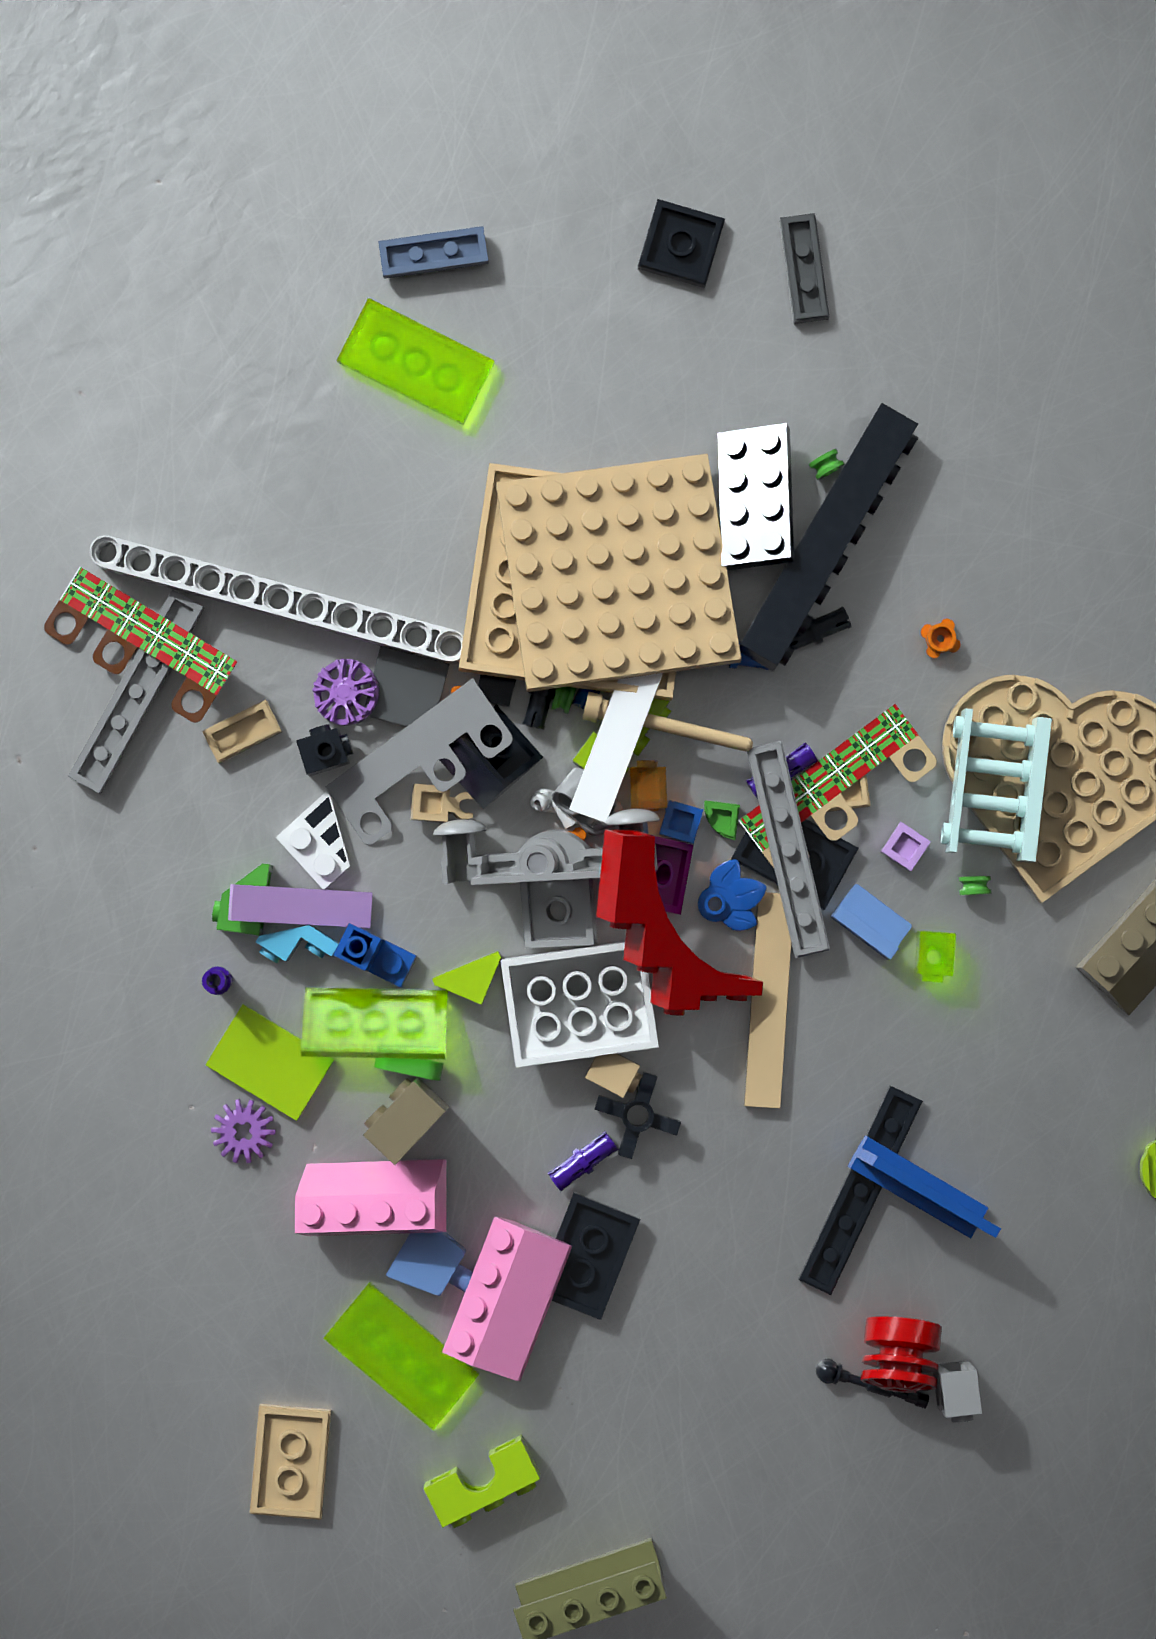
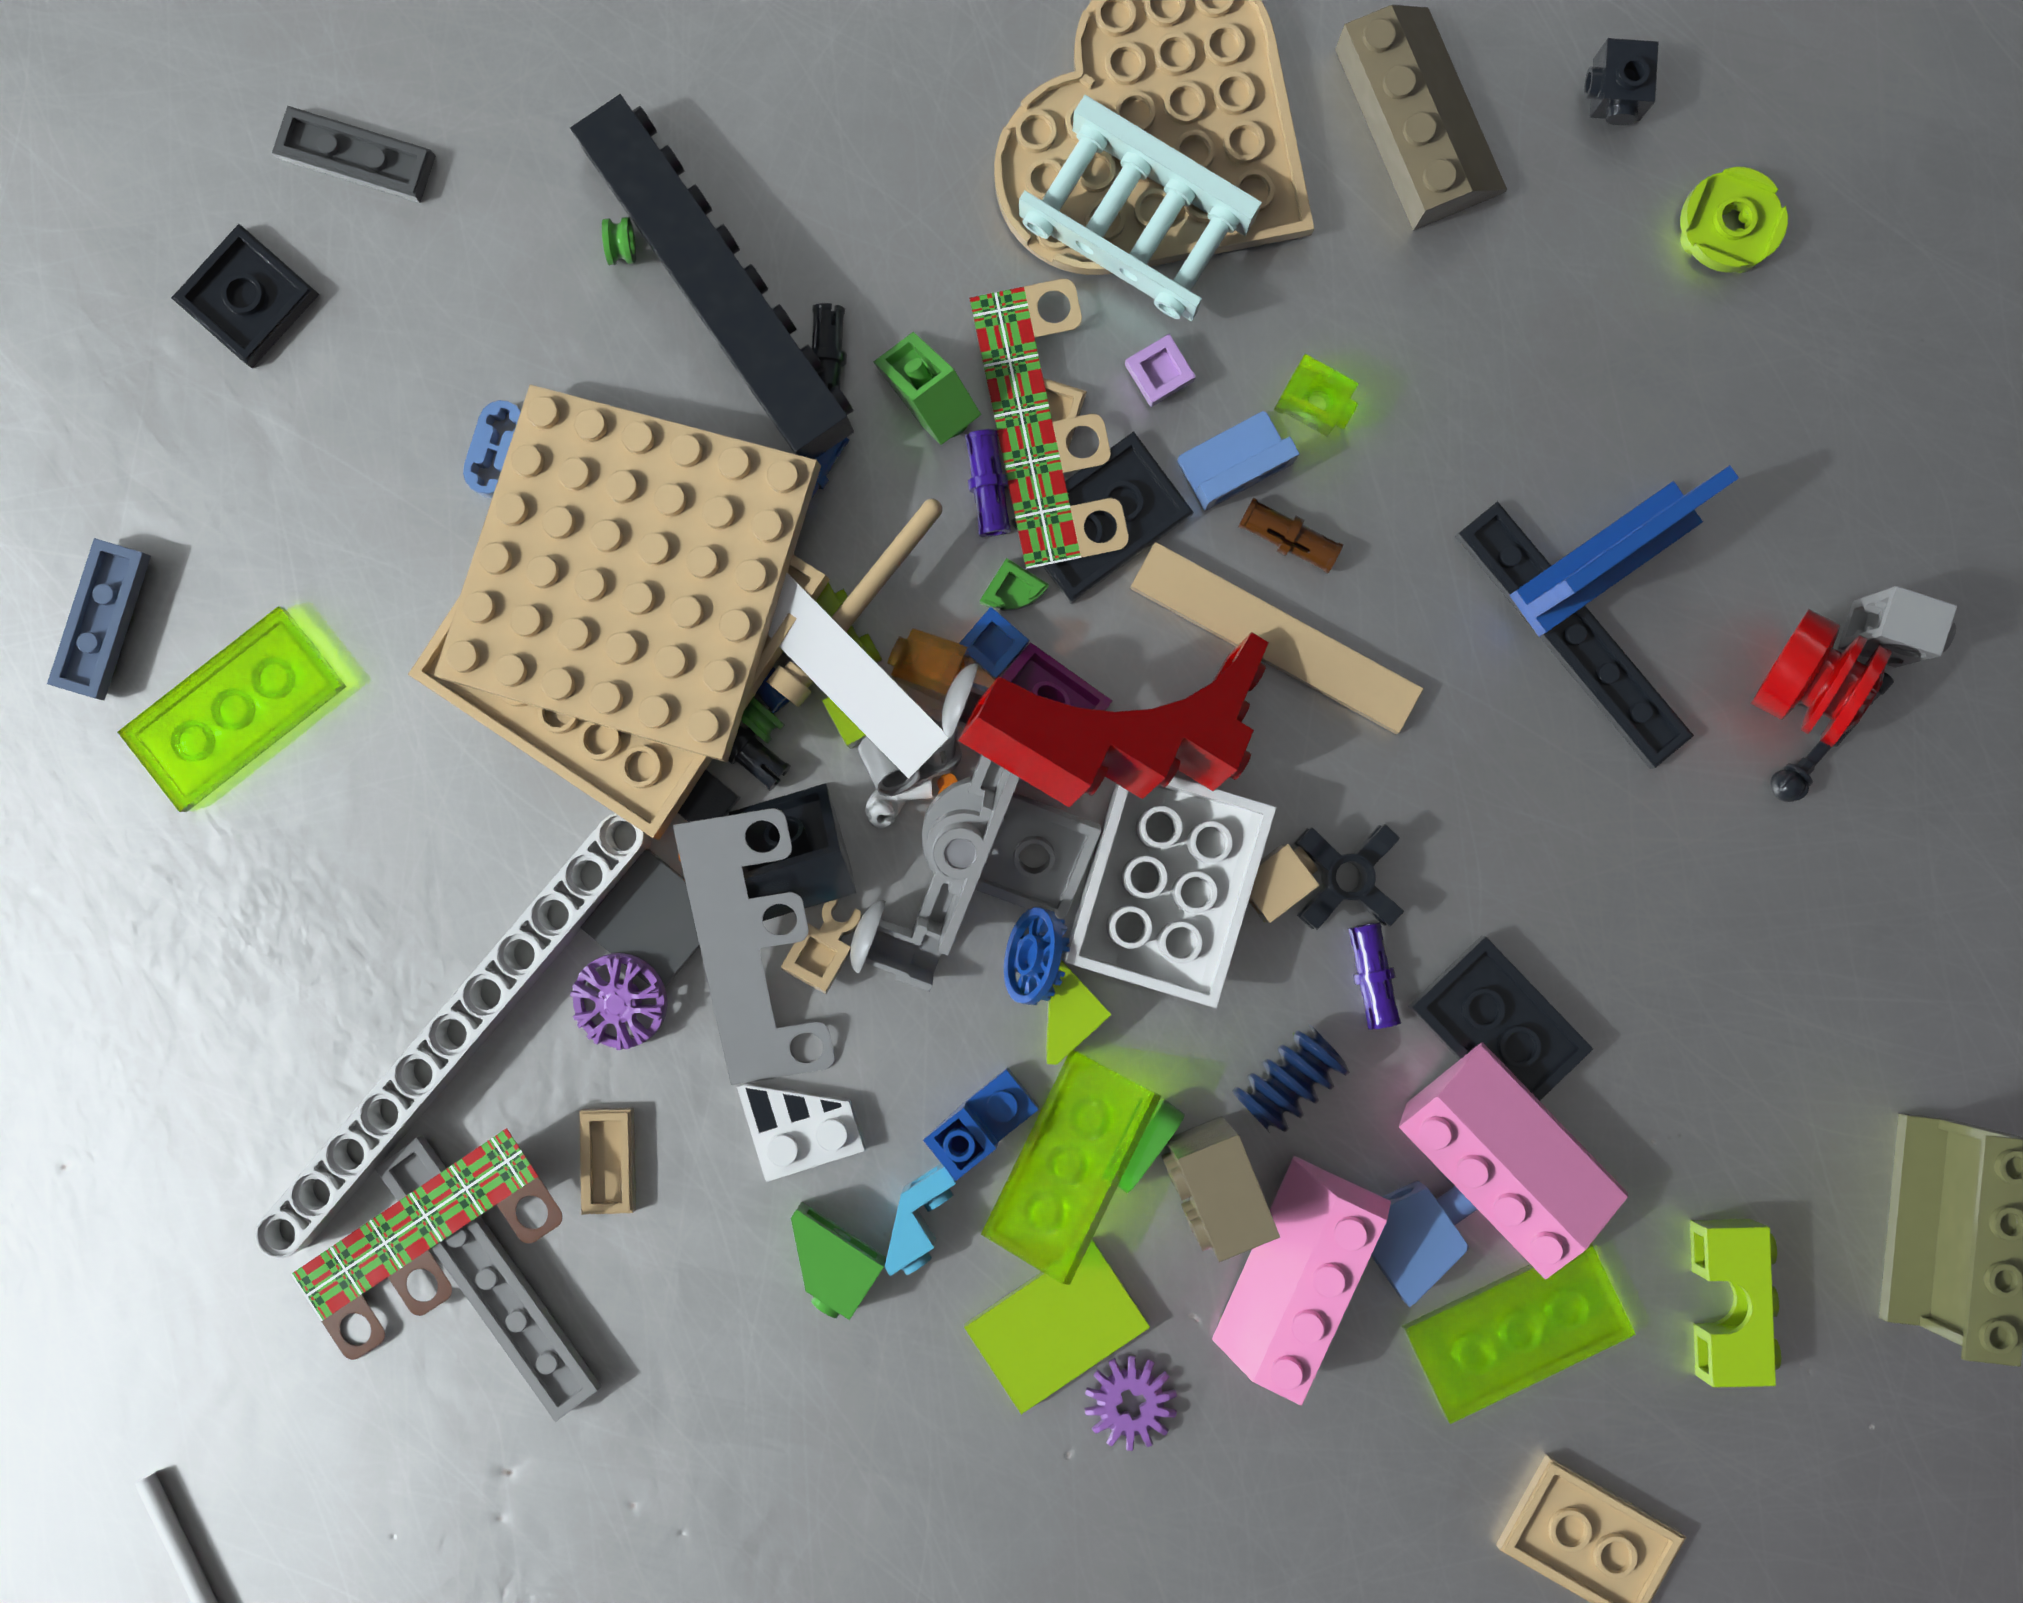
camera: 60 degrees left, 0 degrees up
(209, 983) = (911, 1349): dark purple pin -> none
(299, 906) = (869, 1195): lavender tile -> none
(324, 750) = (681, 1065): black brick -> none
(492, 1138) = (1291, 1080): none -> dark blue piece
(495, 939) = (1035, 956): none -> blue wheel
(657, 440) = (485, 445): none -> medium blue beam
(736, 894) = (1121, 616): blue plate -> none
(756, 497) = (616, 347): plate -> none
(788, 849) = (1094, 520): light grey tile -> none
(824, 704) = (928, 388): none -> bright green slope
(838, 979) = (1290, 535): none -> reddish brown pin
(946, 629) = (907, 188): orange plate -> none
(974, 885) = (1251, 304): bright green bush -> none

